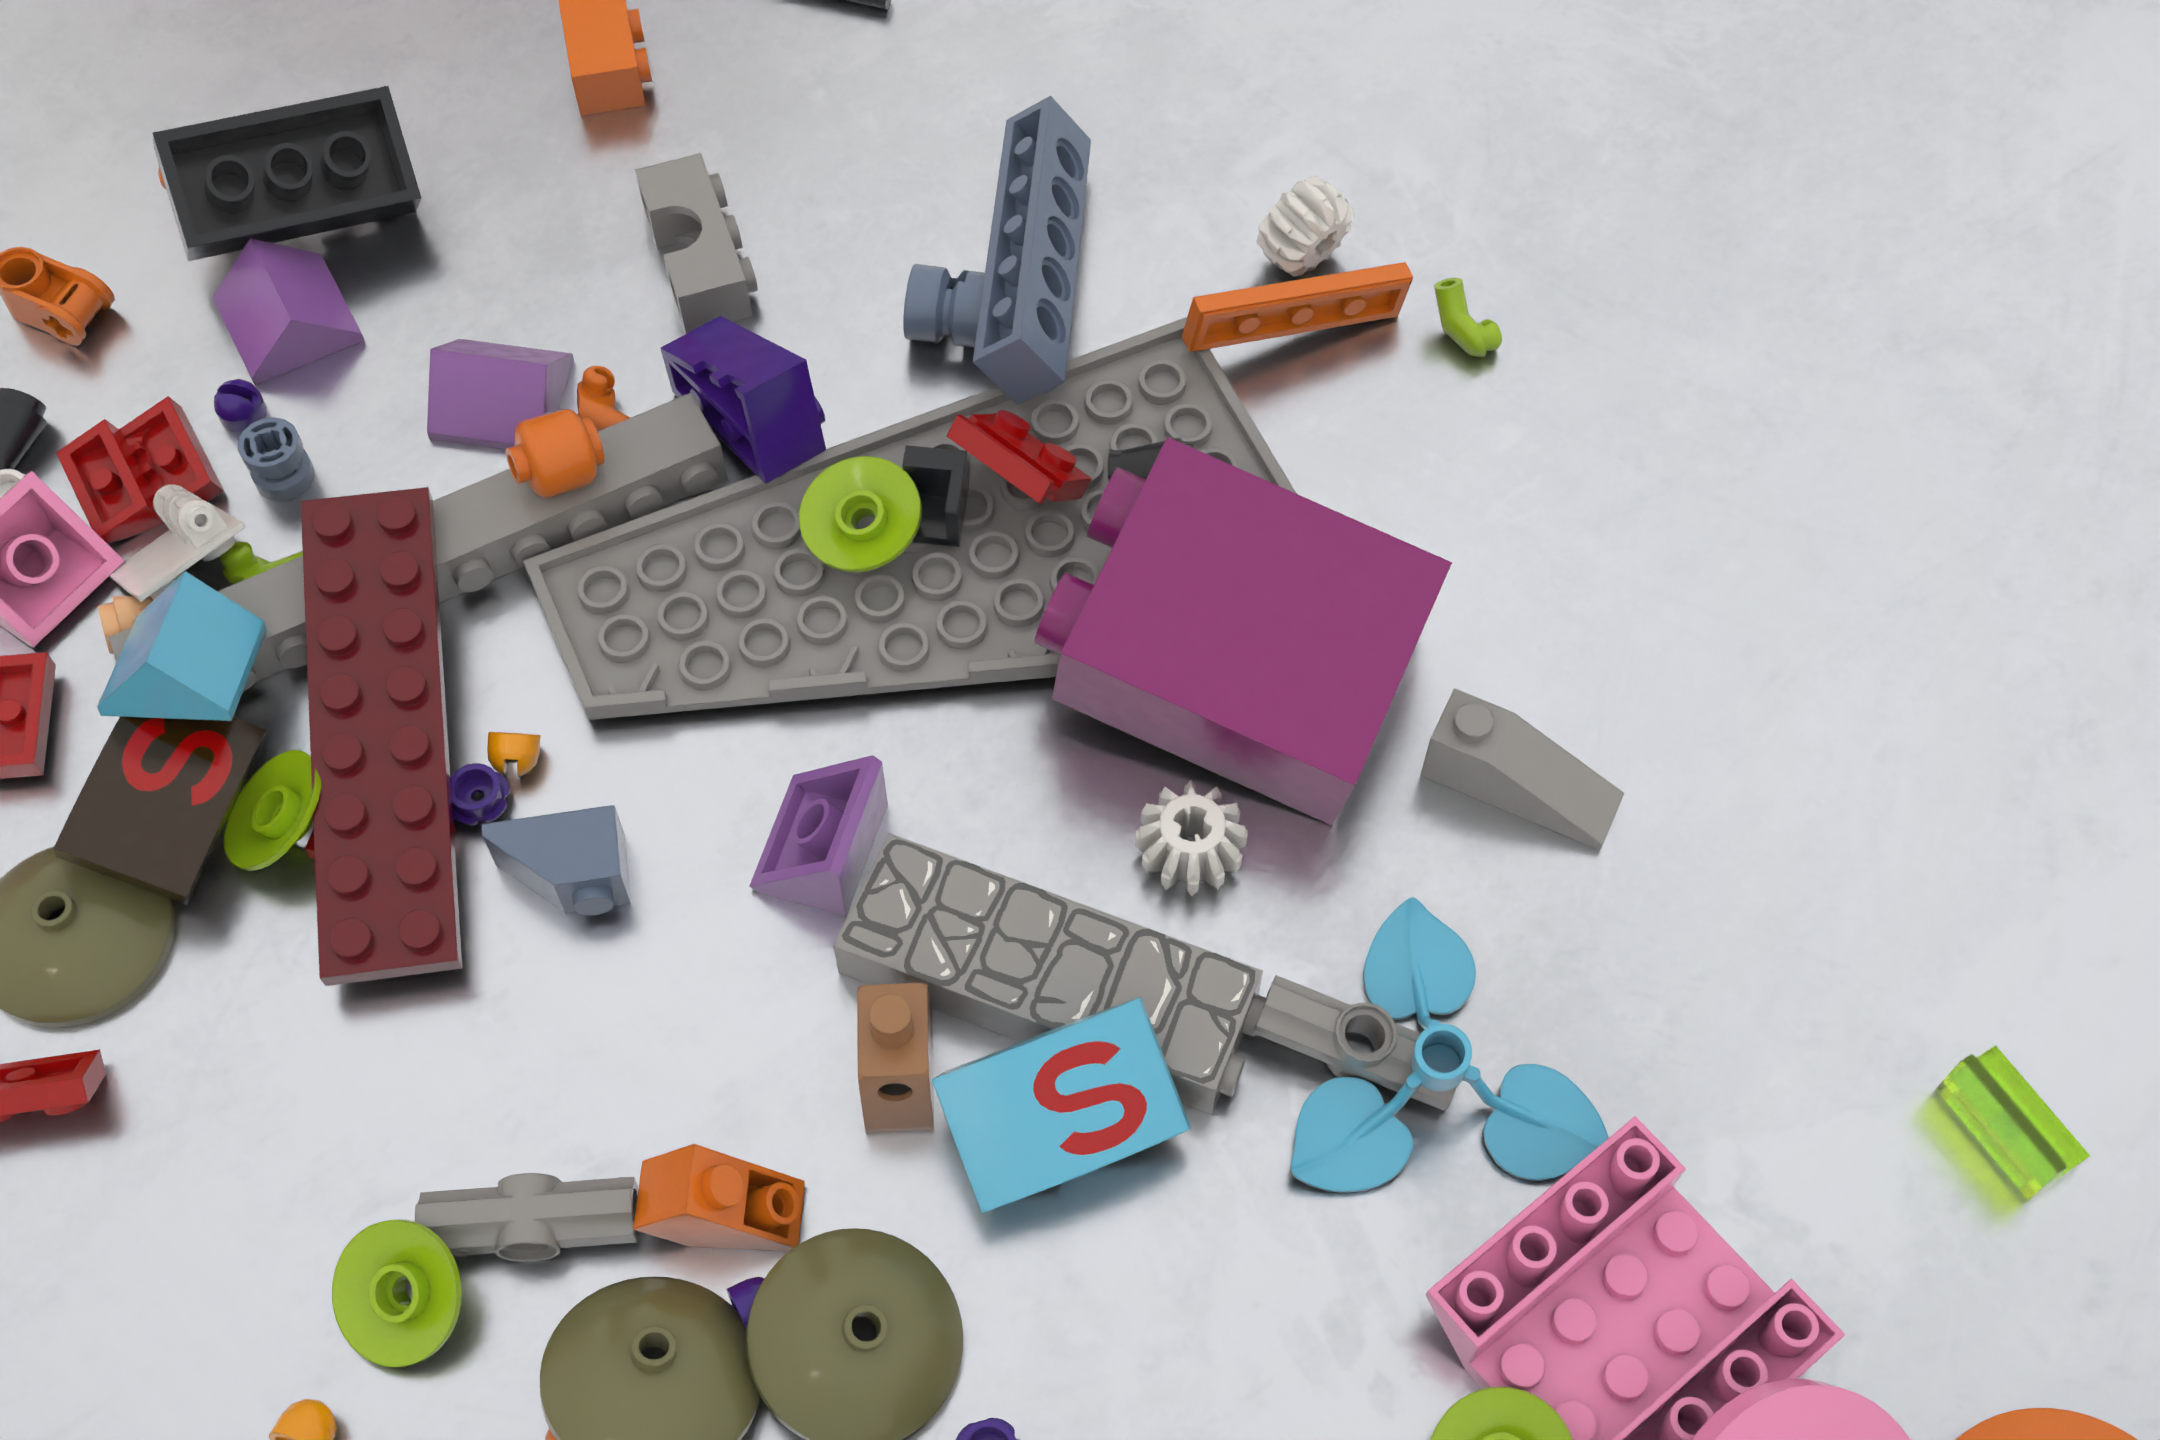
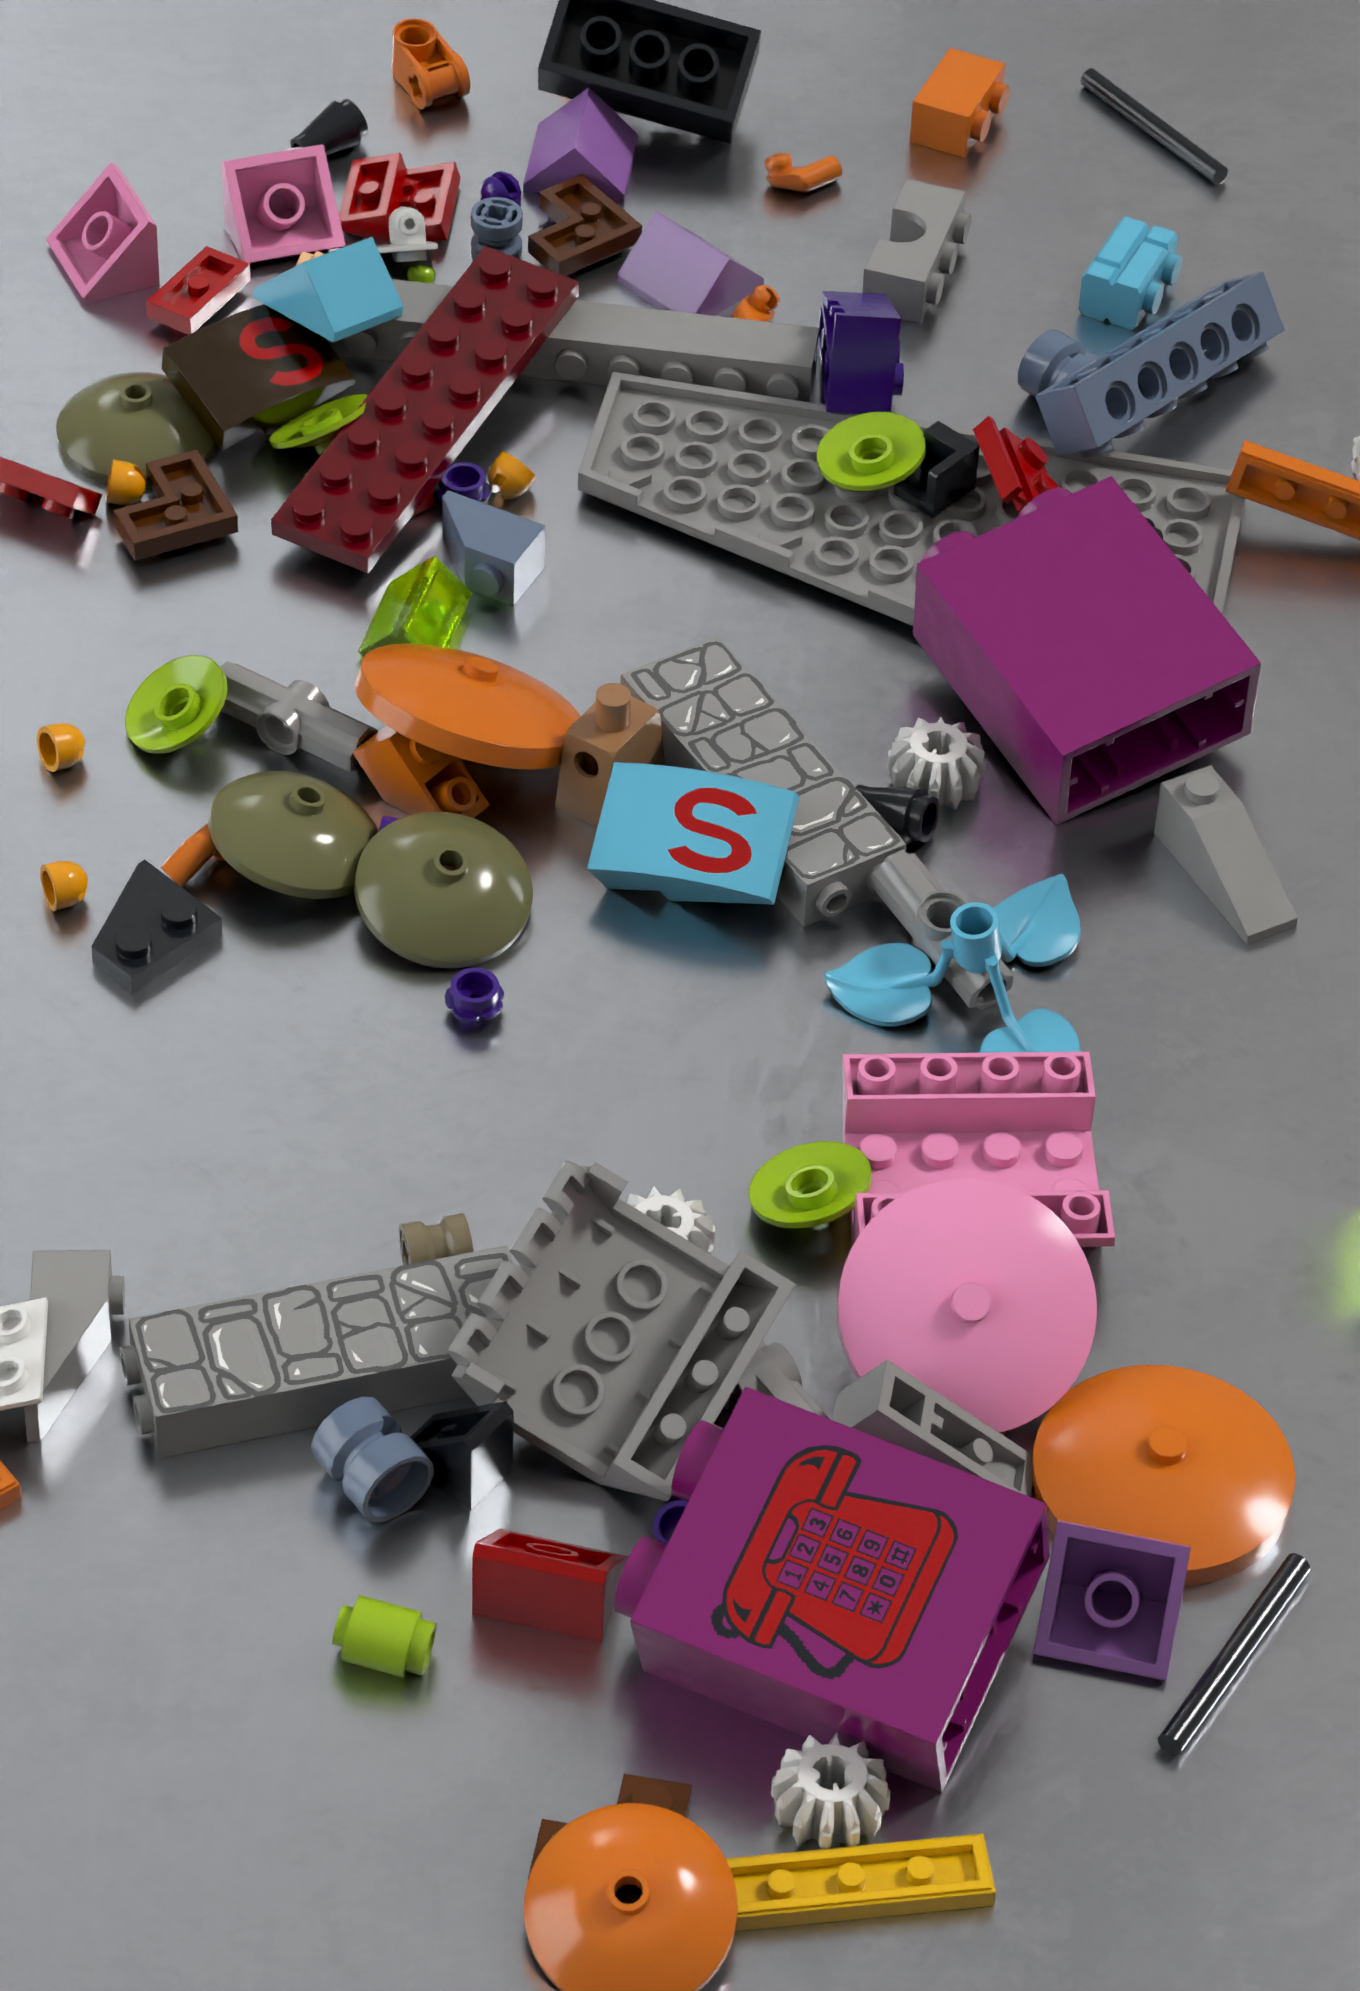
camera: 35 degrees right, 15 degrees down
(116, 1022) = (125, 483): none -> light orange hinge
(214, 1016) = (186, 509): none -> reddish brown plate
(364, 398) = (585, 229): none -> reddish brown plate
(517, 218) = (801, 179): none -> orange arm
(553, 992) = (418, 608): none -> clear neon green panel
(555, 453) = (683, 304): orange head -> none
(716, 1097) = (465, 705): none -> orange dish
(824, 835) = (684, 623): medium lavender slope -> none
(906, 154) = (1130, 273): none -> medium azure brick
(1201, 918) = (907, 810): none -> black cone

